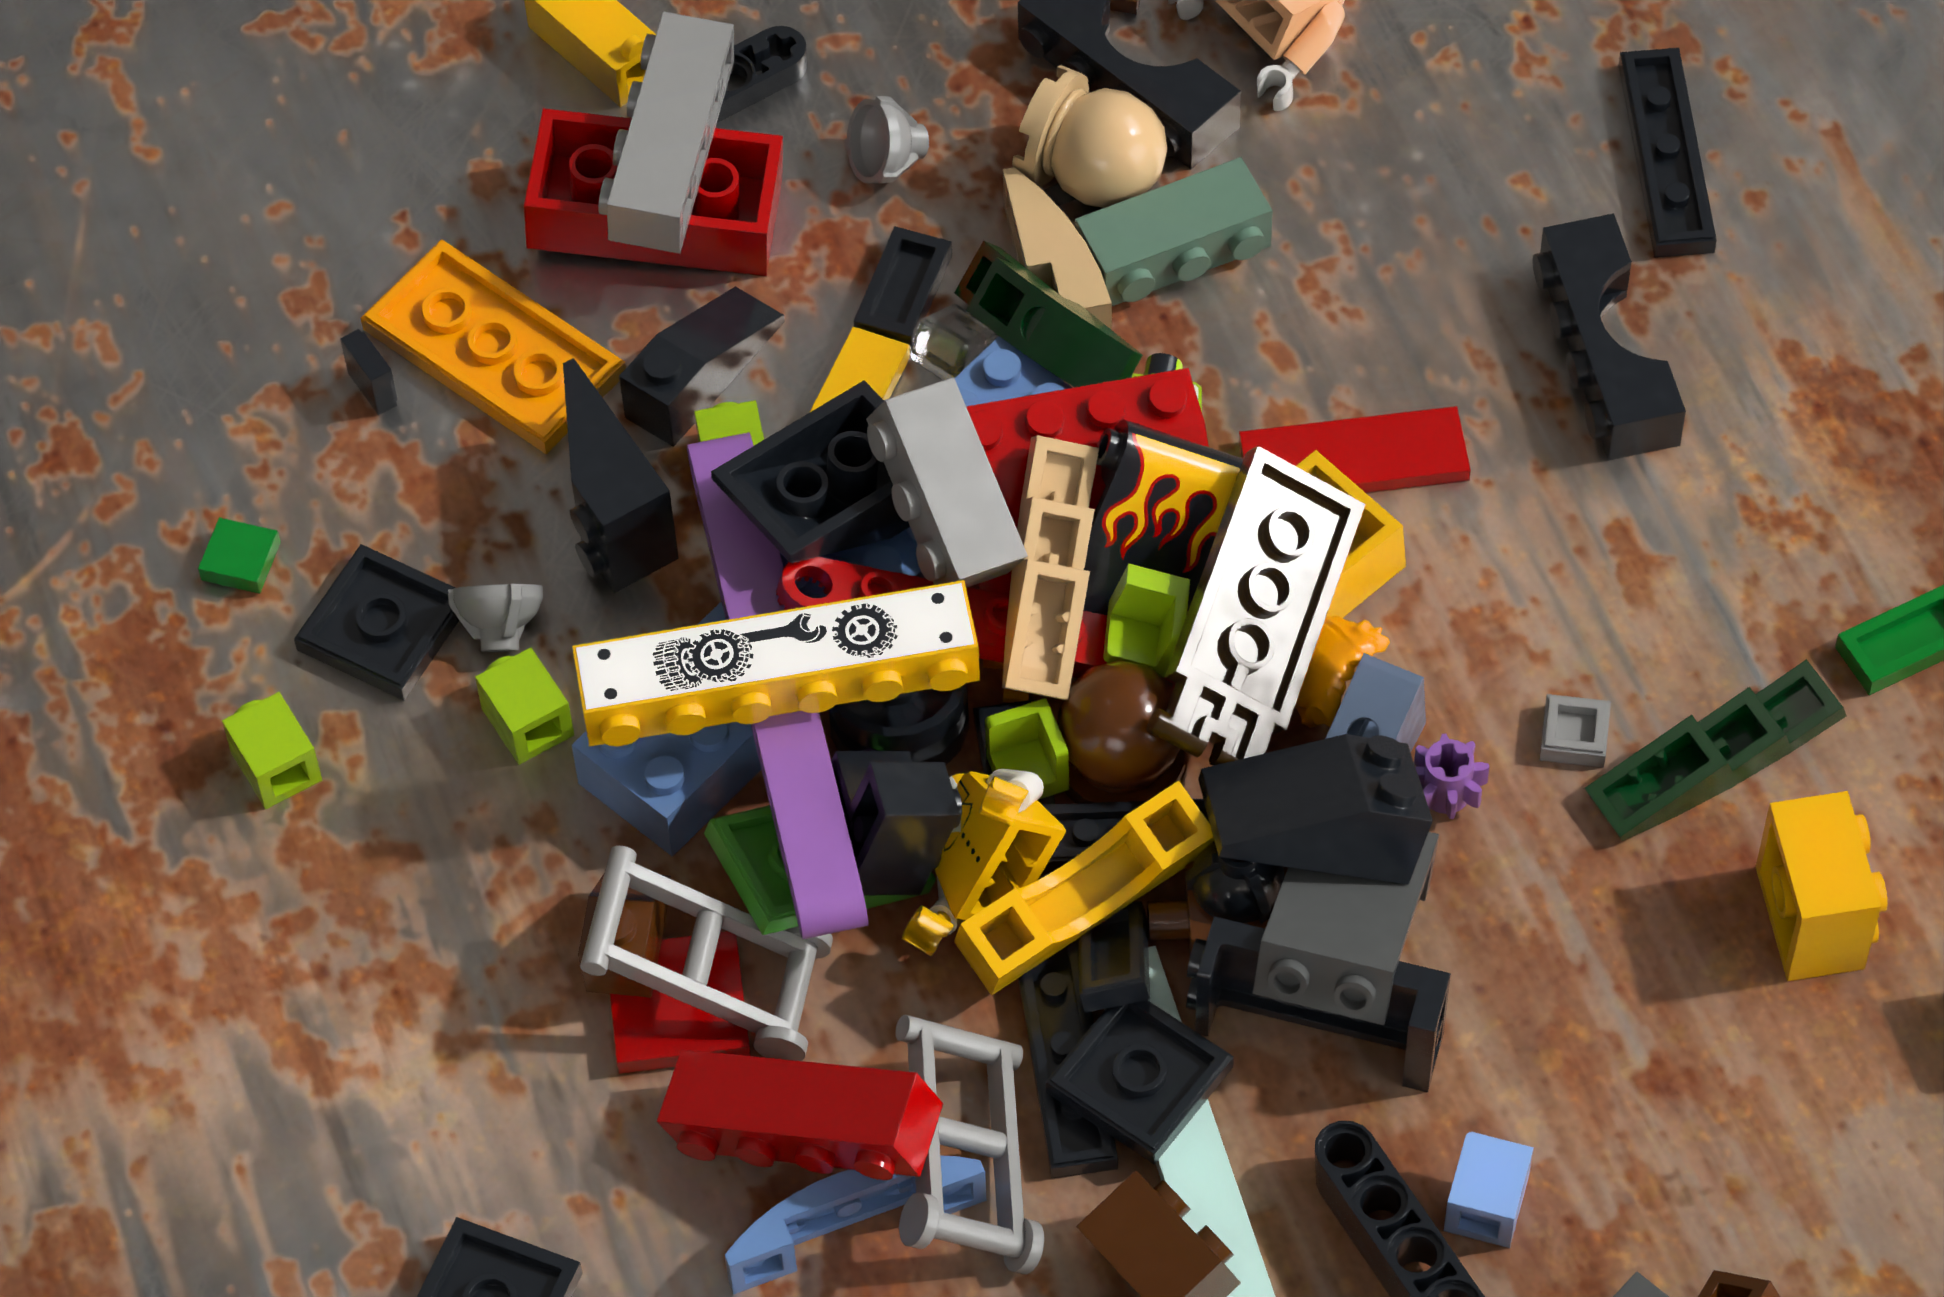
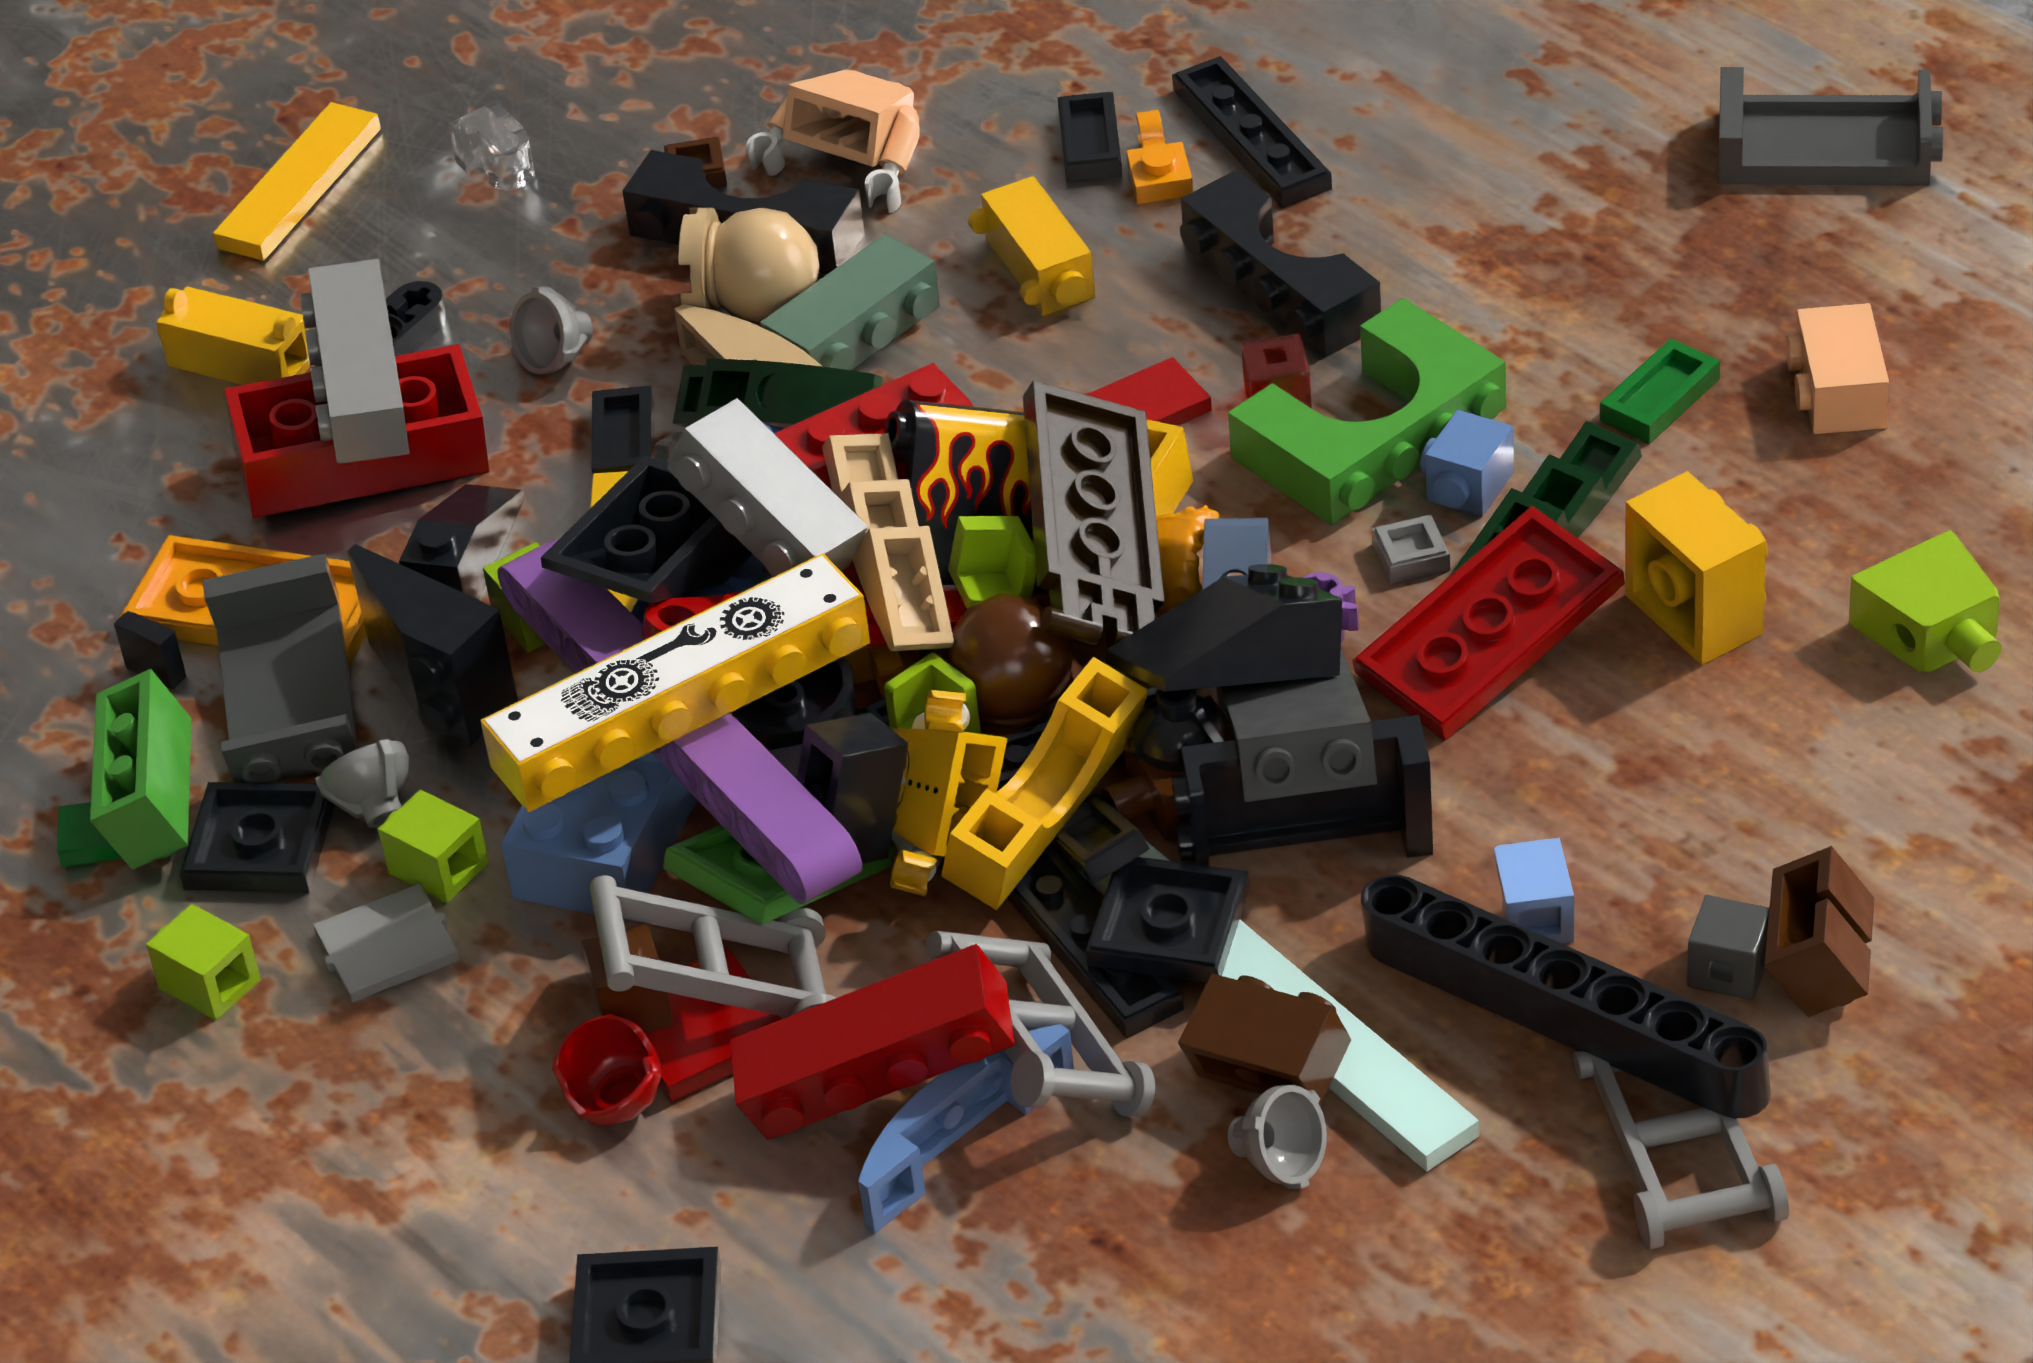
camera: 20 degrees left, 15 degrees down
(300, 514) = (141, 770): none -> bright green brick
(445, 788) = (386, 942): none -> light grey piece
(473, 454) = (282, 670): none -> dark grey panel
(566, 1029) = (607, 1070): none -> red hair
(1386, 220) = (1036, 245): none -> yellow brick
(1506, 95) = (1089, 136): none -> black tile
(1539, 477) = (1279, 362): none -> clear red piece
(1553, 609) = (1344, 464): none -> bright green arch
(1554, 162) = (1157, 168): none -> light orange plate
(1599, 858) = (1488, 622): none -> red tile
(1673, 657) = (1468, 463): none -> medium blue brick

